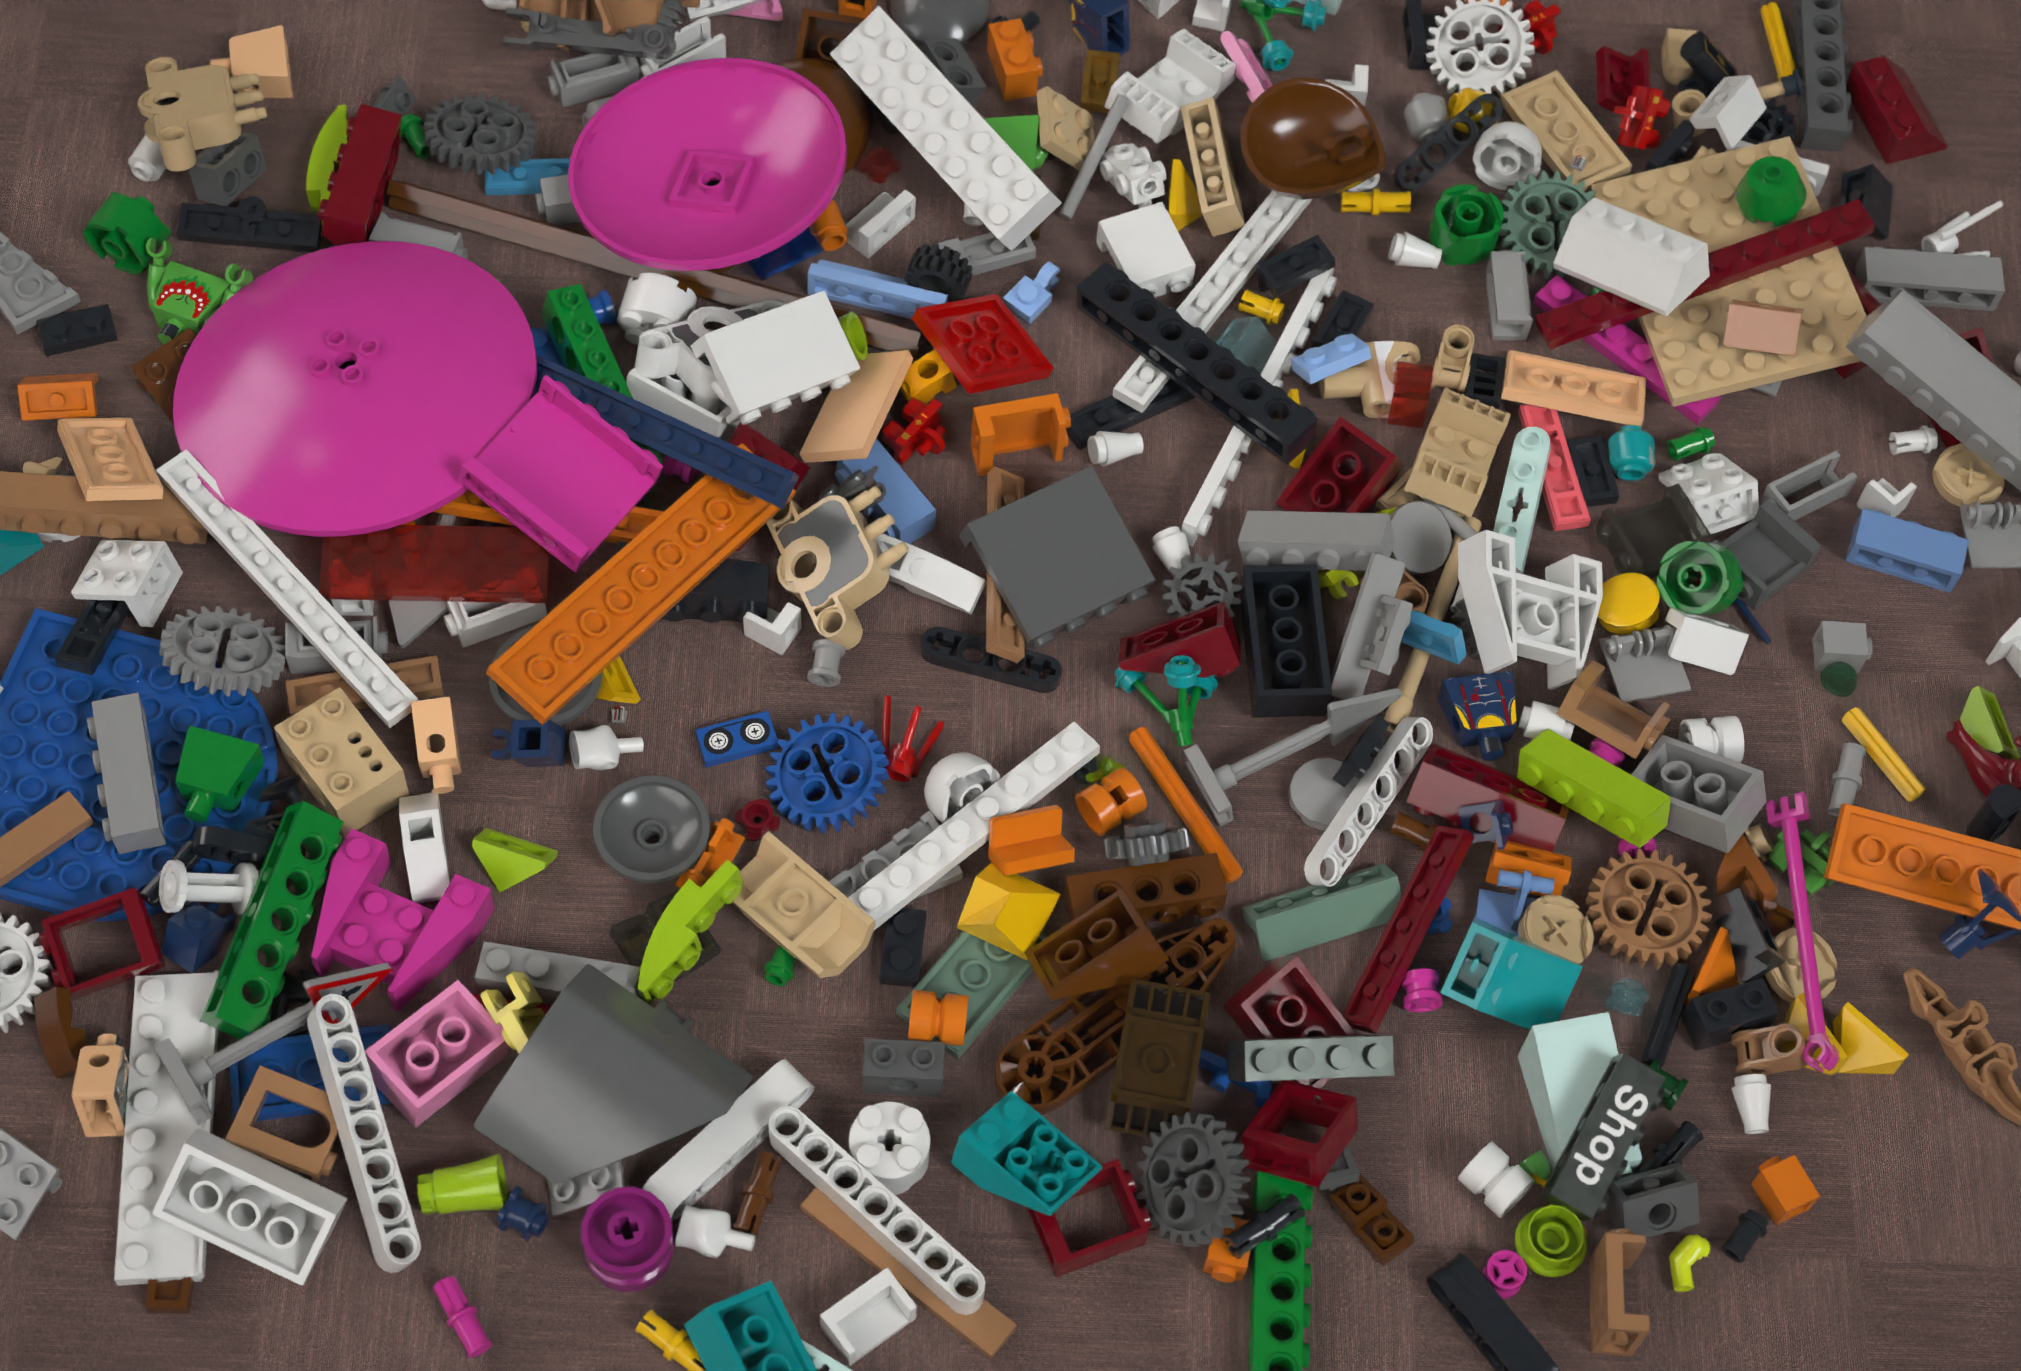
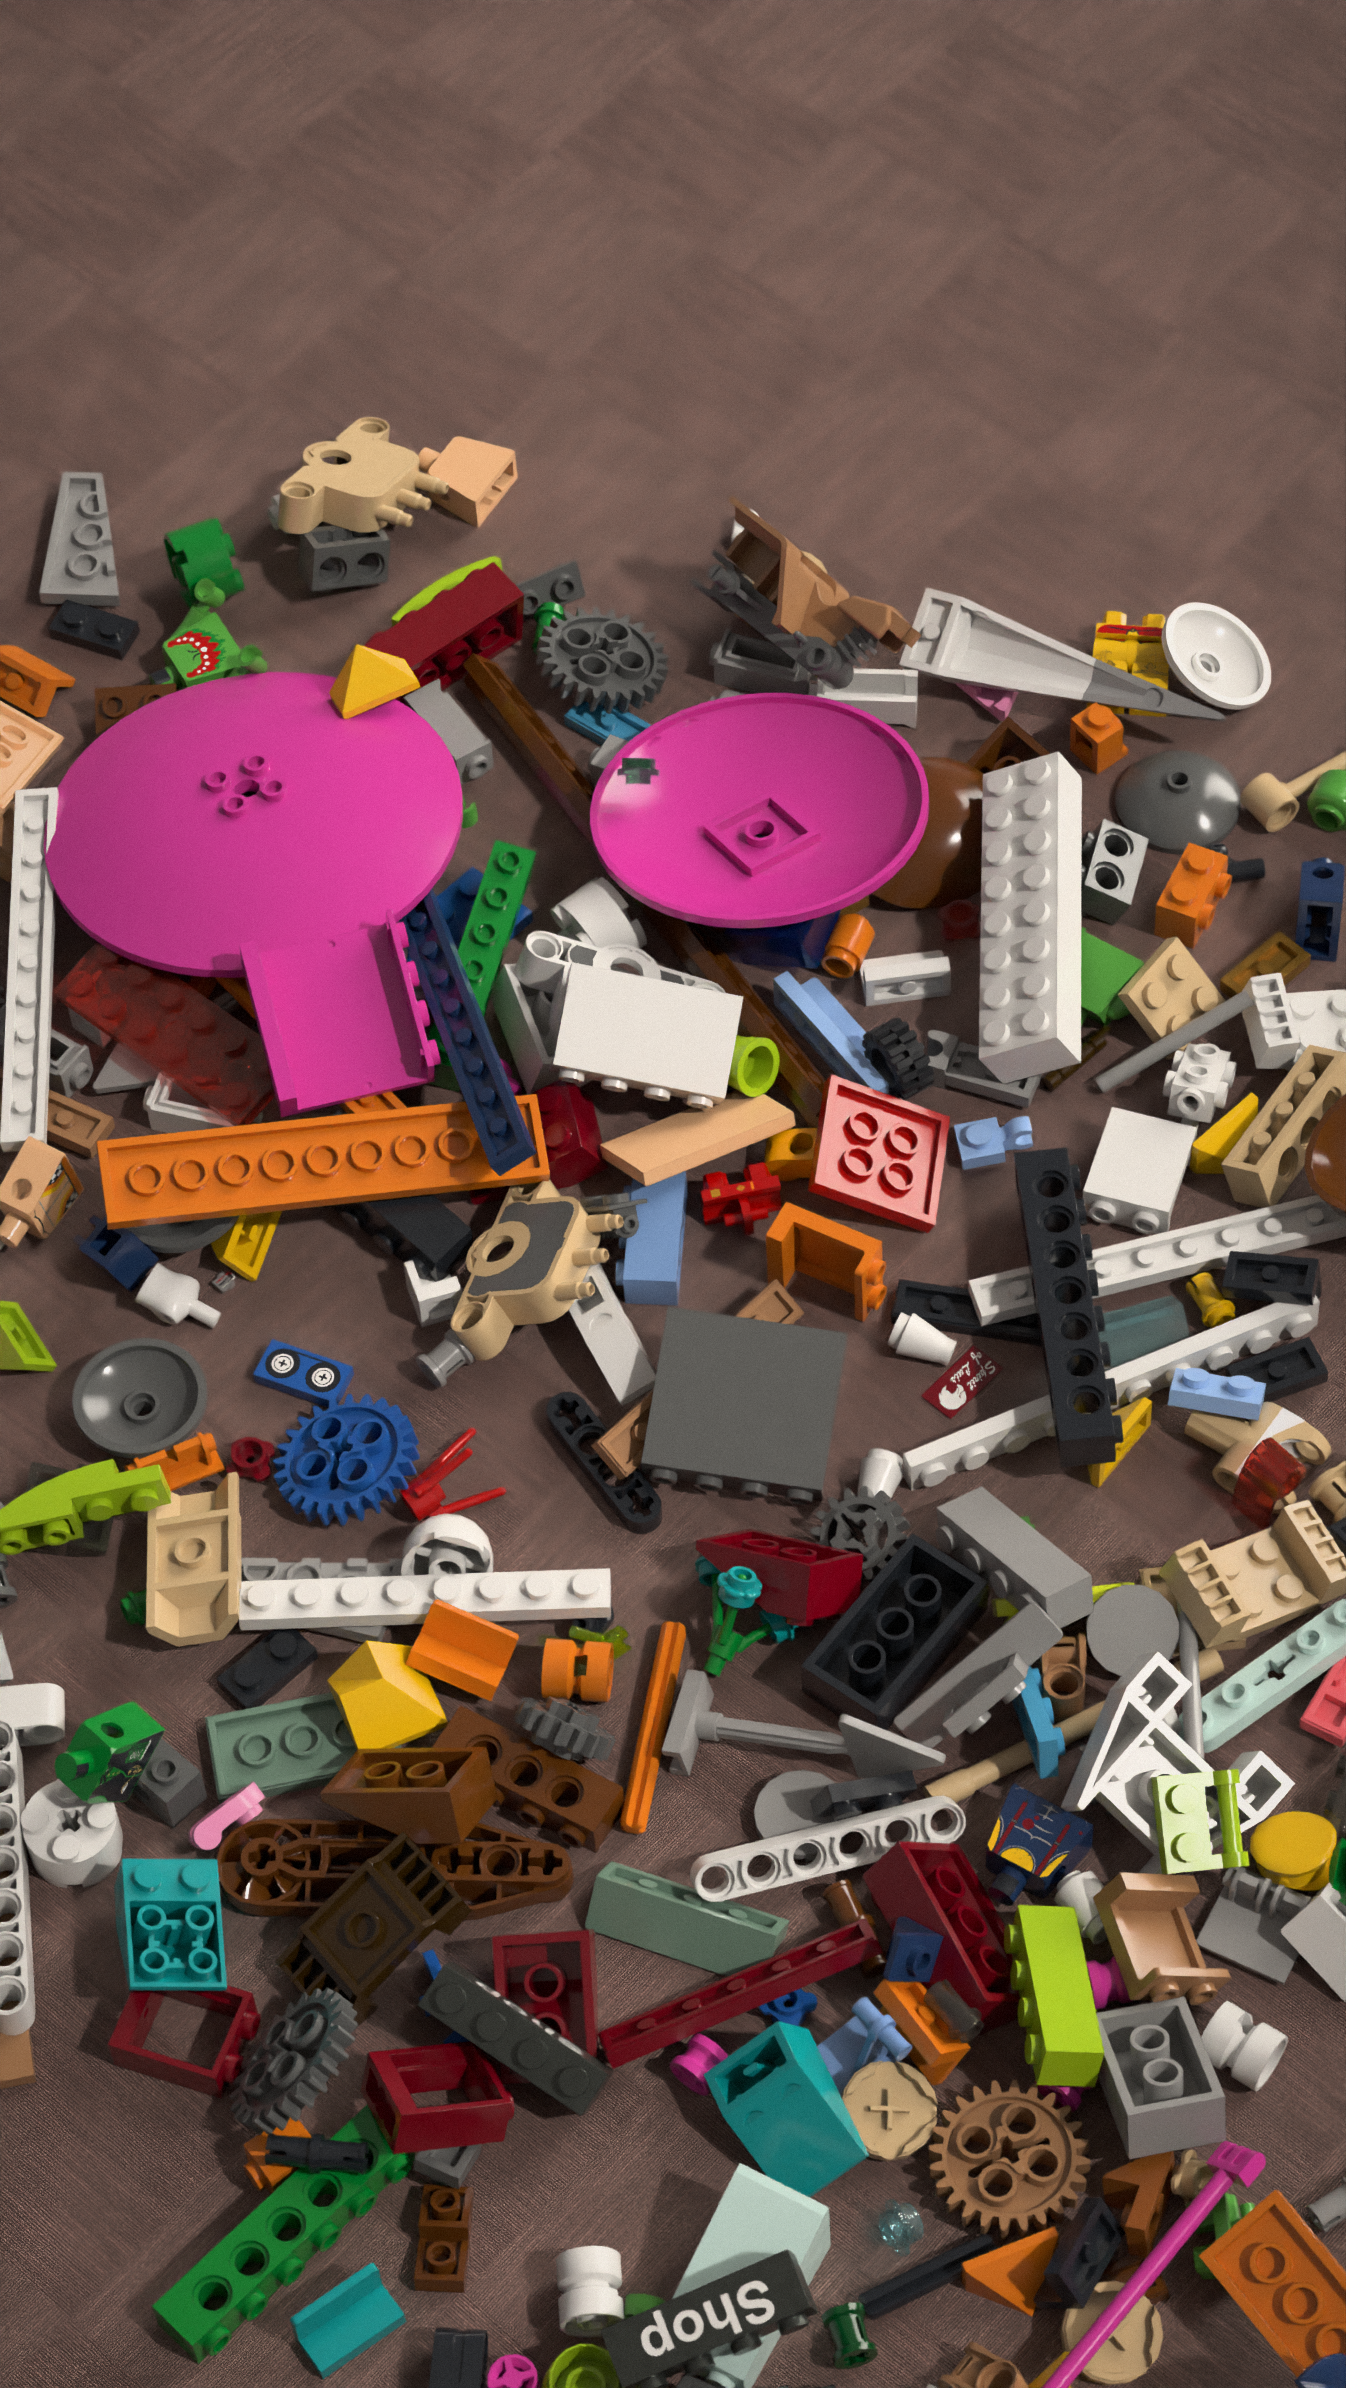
camera: 50 degrees right, 5 degrees down
(249, 226) = (318, 621): black hinge -> none
(357, 236) = (370, 680): none -> yellow slope
(603, 308) = (550, 890): blue wheel -> none
(606, 185) = (638, 770): none -> plate
(889, 1076) = (109, 1754): none -> green torso
(938, 1017) = (226, 1752): orange wheel -> none
(978, 1062) = (240, 1807): none -> bright pink plate
(1158, 457) = (962, 1382): none -> dark red sticker
(1342, 474) = (1119, 1519): dark red slope -> none
(1369, 1320) = (346, 2321): none -> teal panel
(1550, 841) = (962, 2021): none -> clear smoke pin
(1572, 628) = (1184, 1821): none -> plate
(1720, 1014) = (983, 2314): black brick -> none

